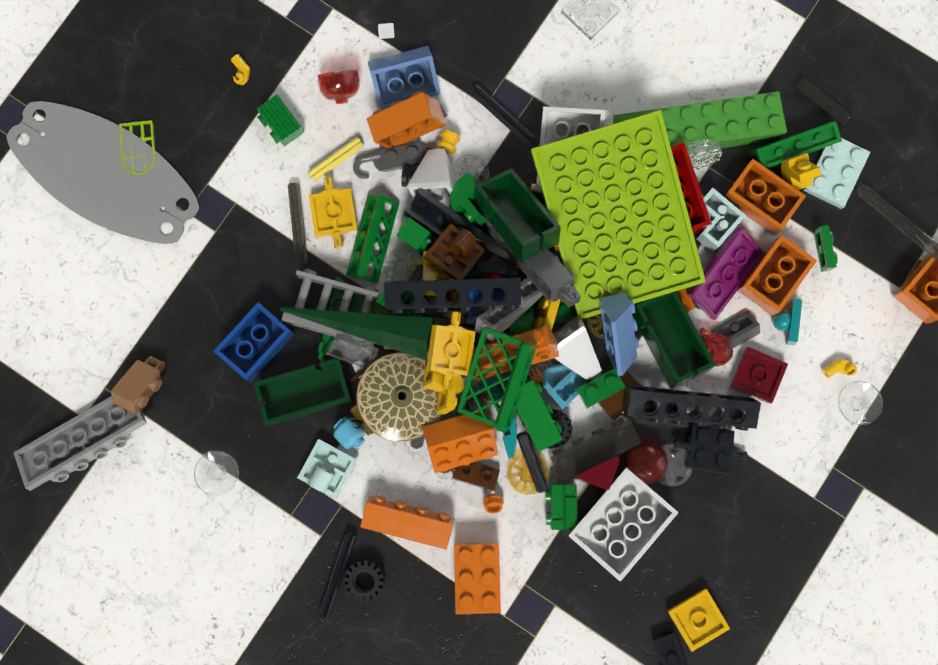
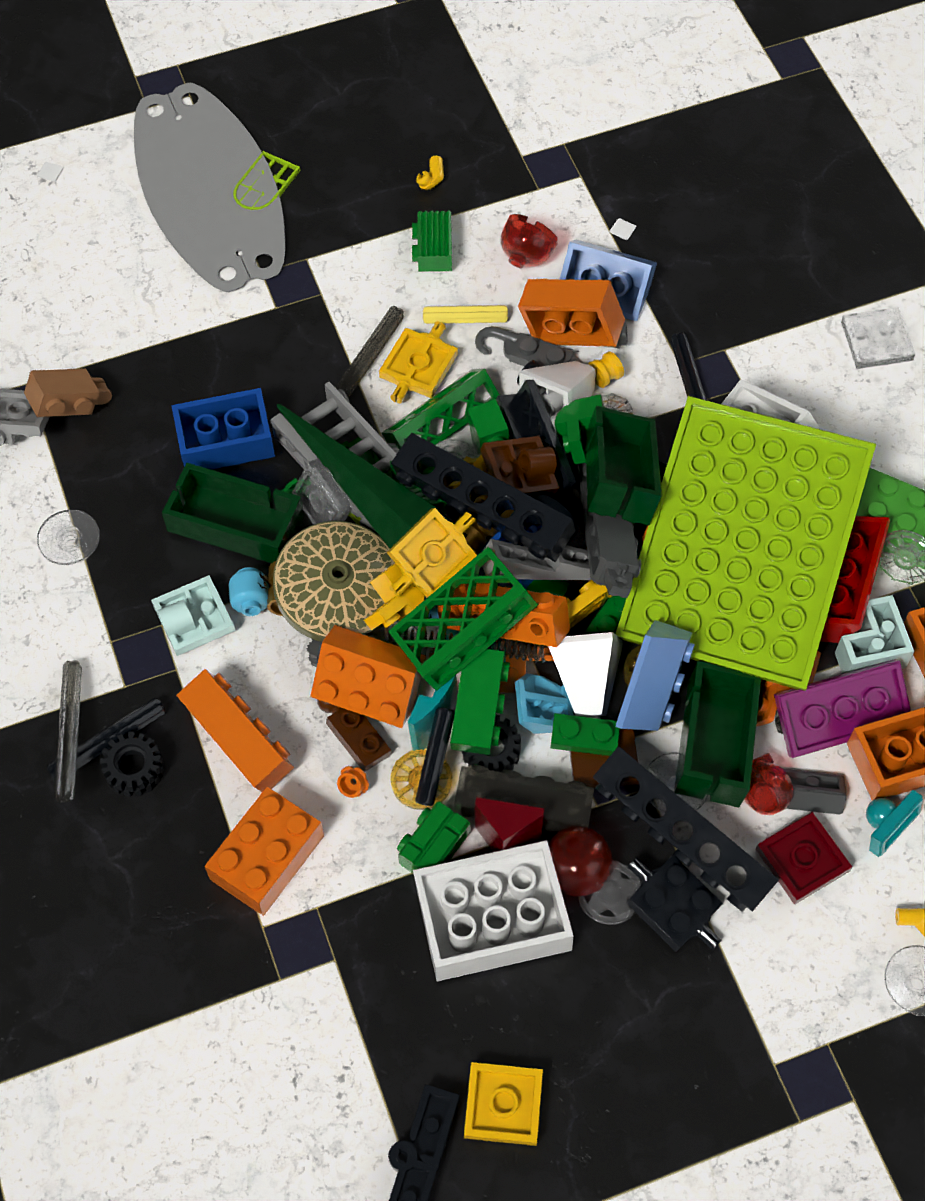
camera: 35 degrees right, 20 degrees down
(314, 589) = (68, 732): none -> clear smoke axle

